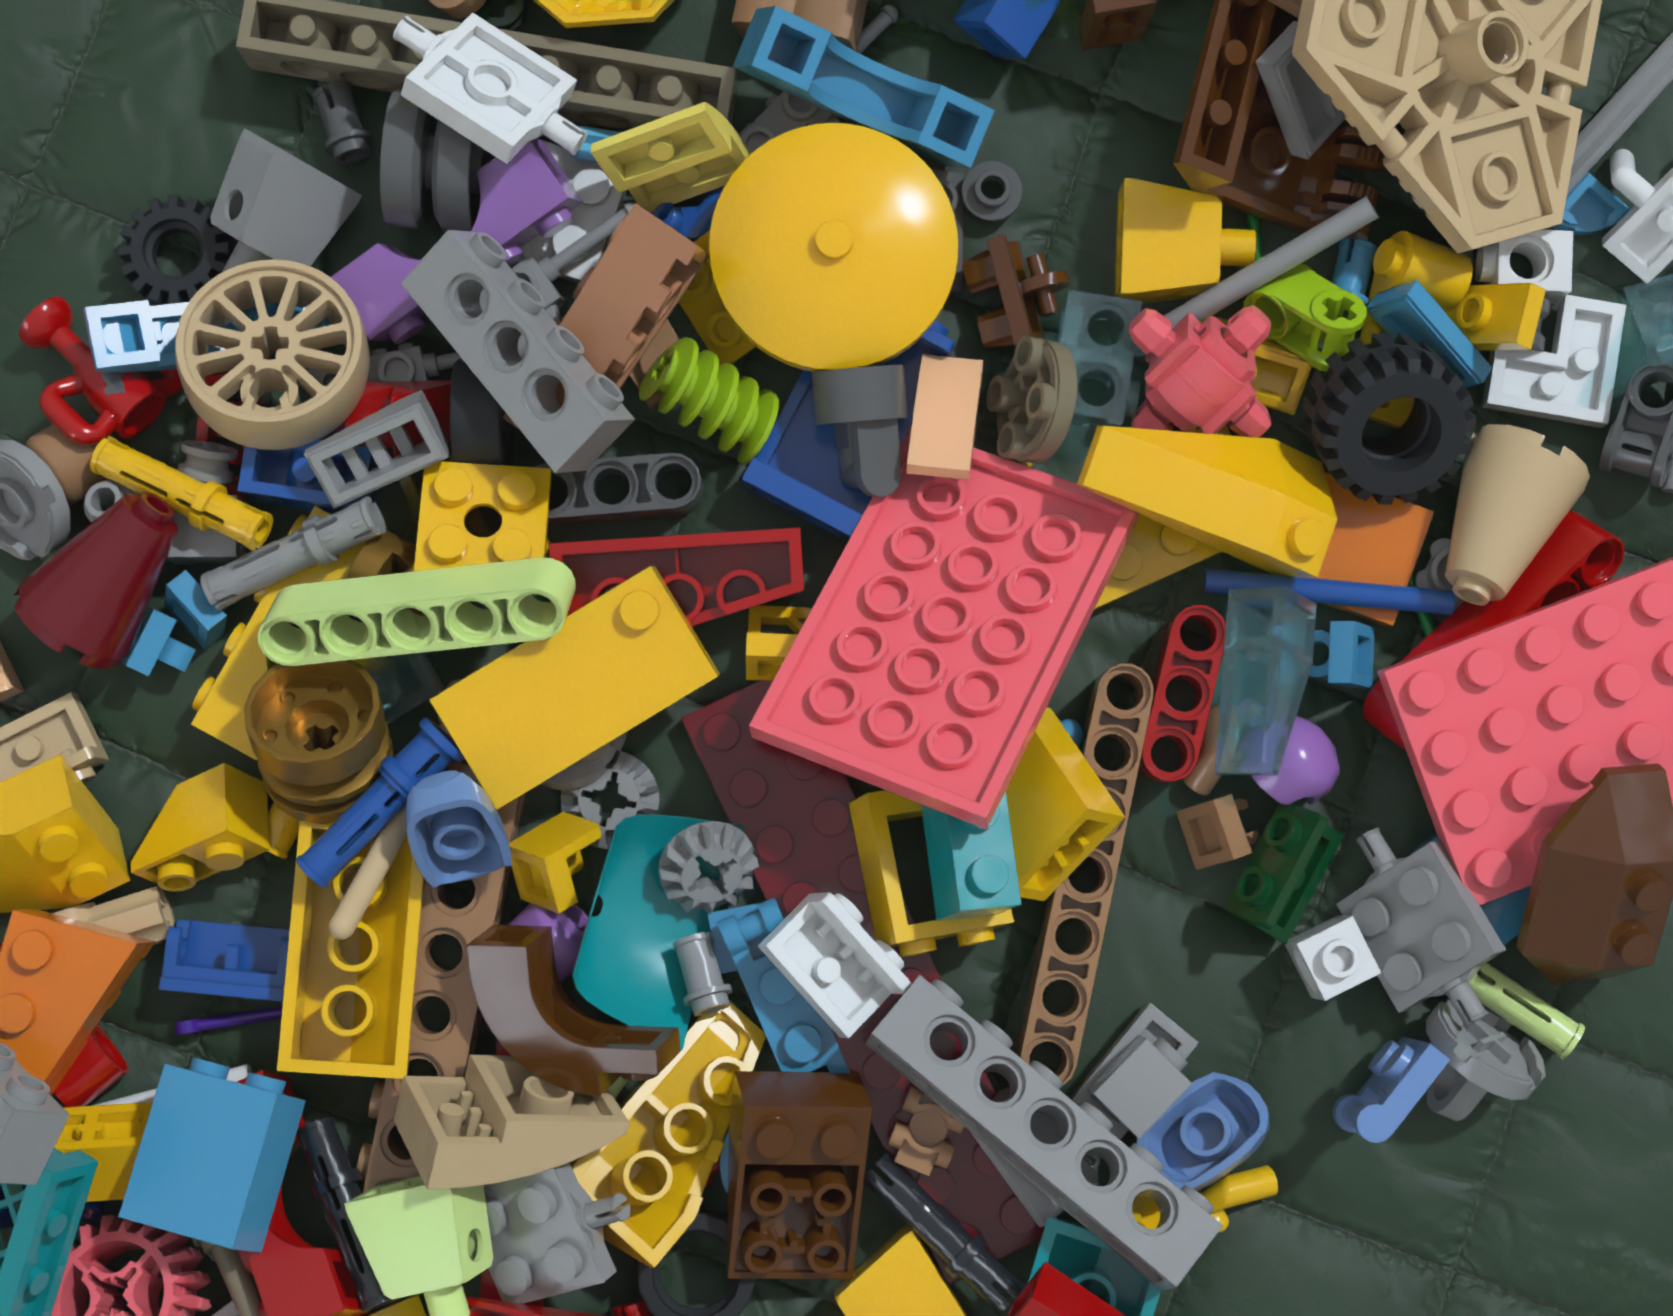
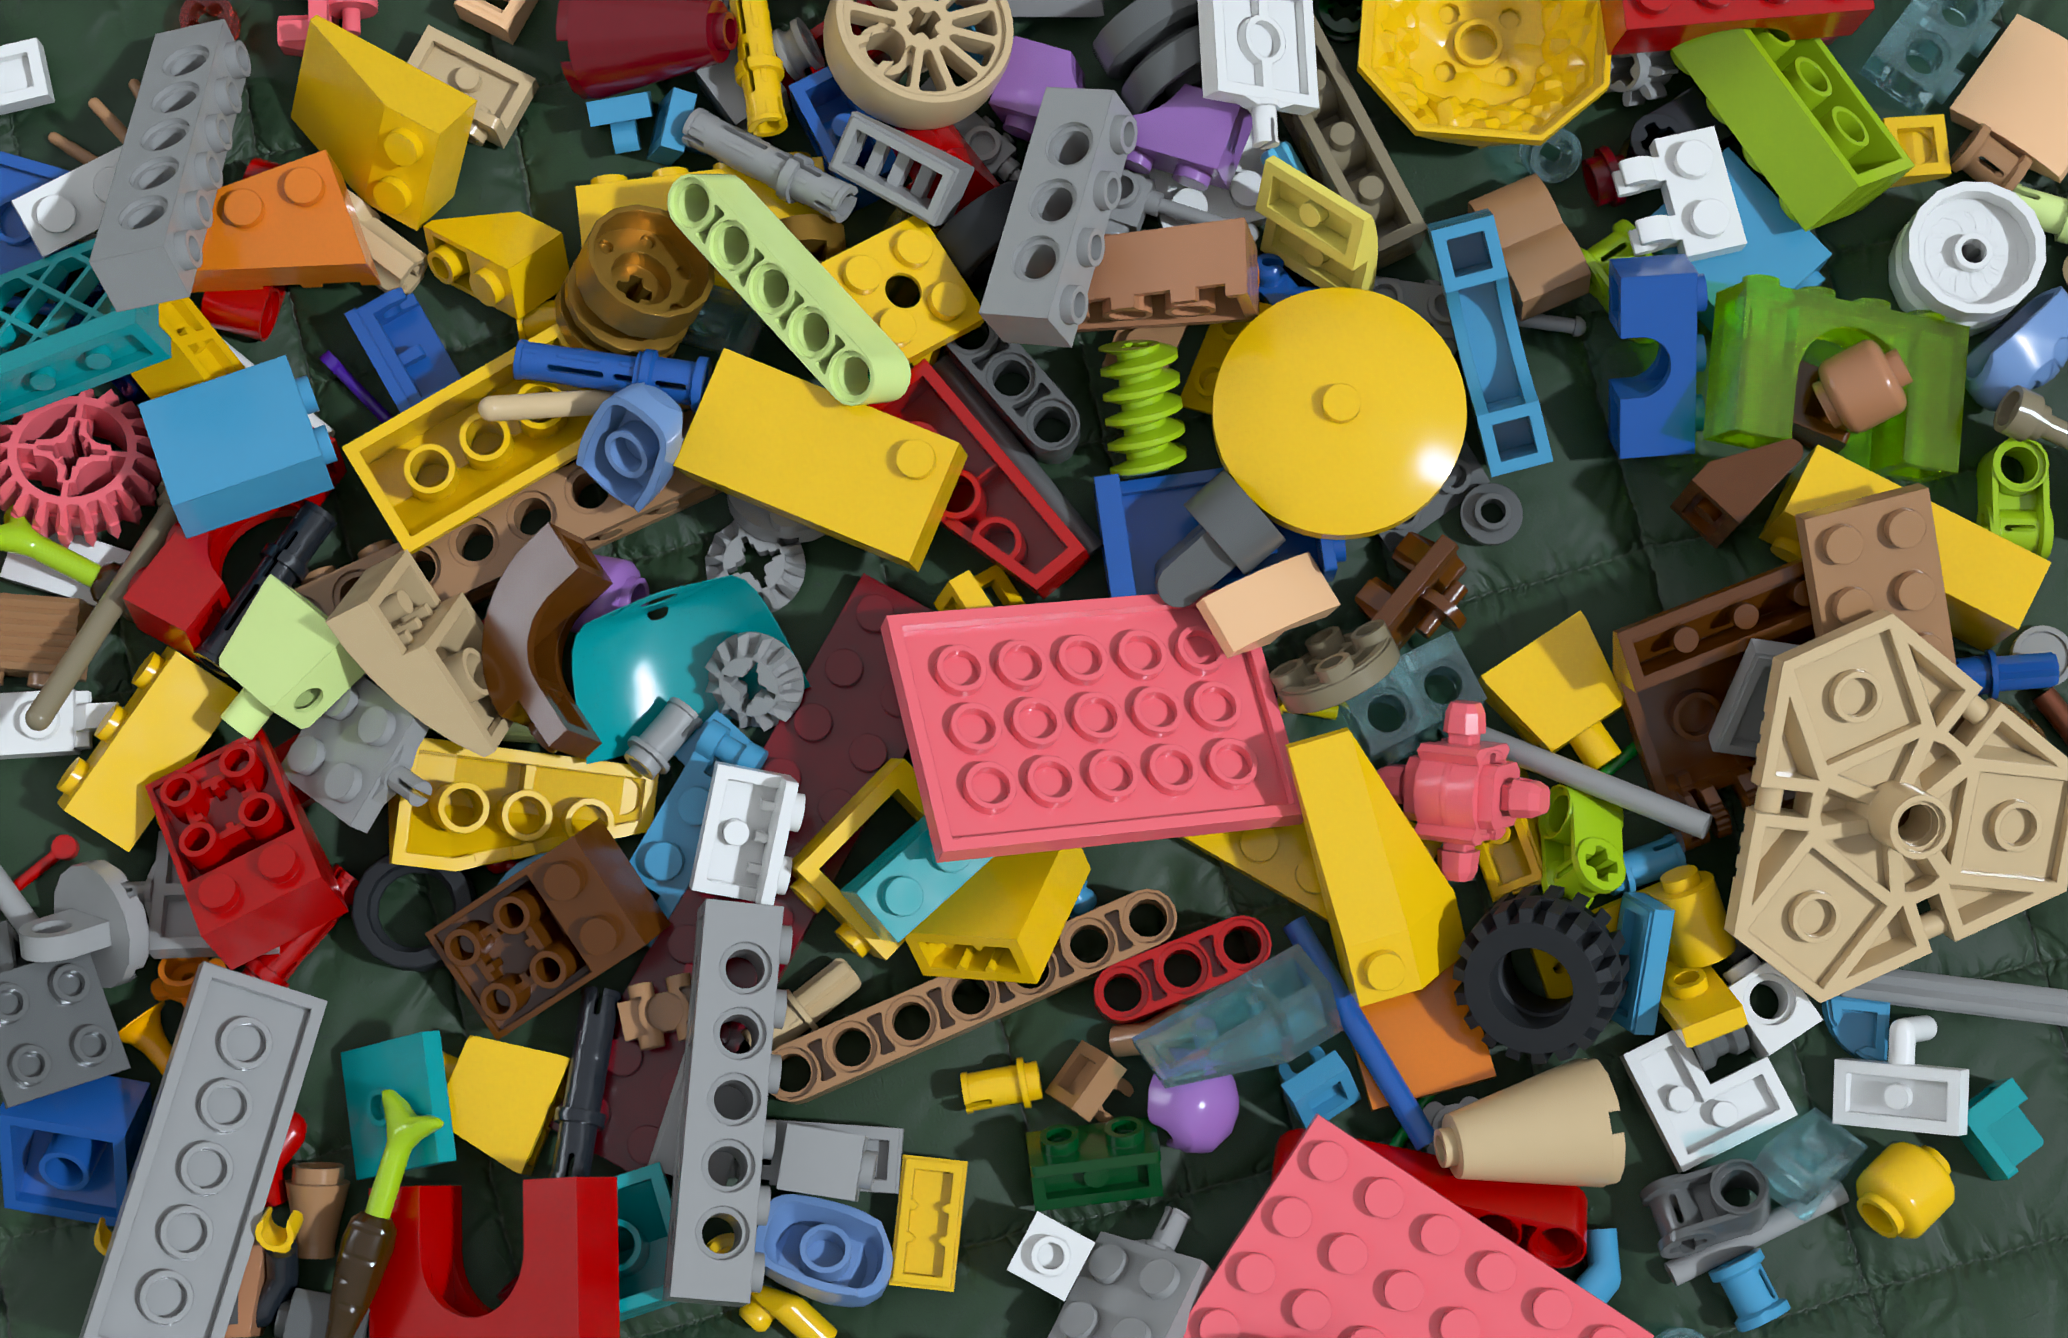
camera: 65 degrees right, 5 degrees down
(549, 857) = (669, 547): yellow panel -> none
(669, 526) = (1017, 453): none -> dark grey bar
(997, 996) = (814, 1001): none -> tan axle
(1169, 900) = (1002, 1086): none -> yellow pin
(1236, 1034) = (928, 1223): none -> yellow plate
(1638, 540) = (1603, 1264): none -> dark azure arm

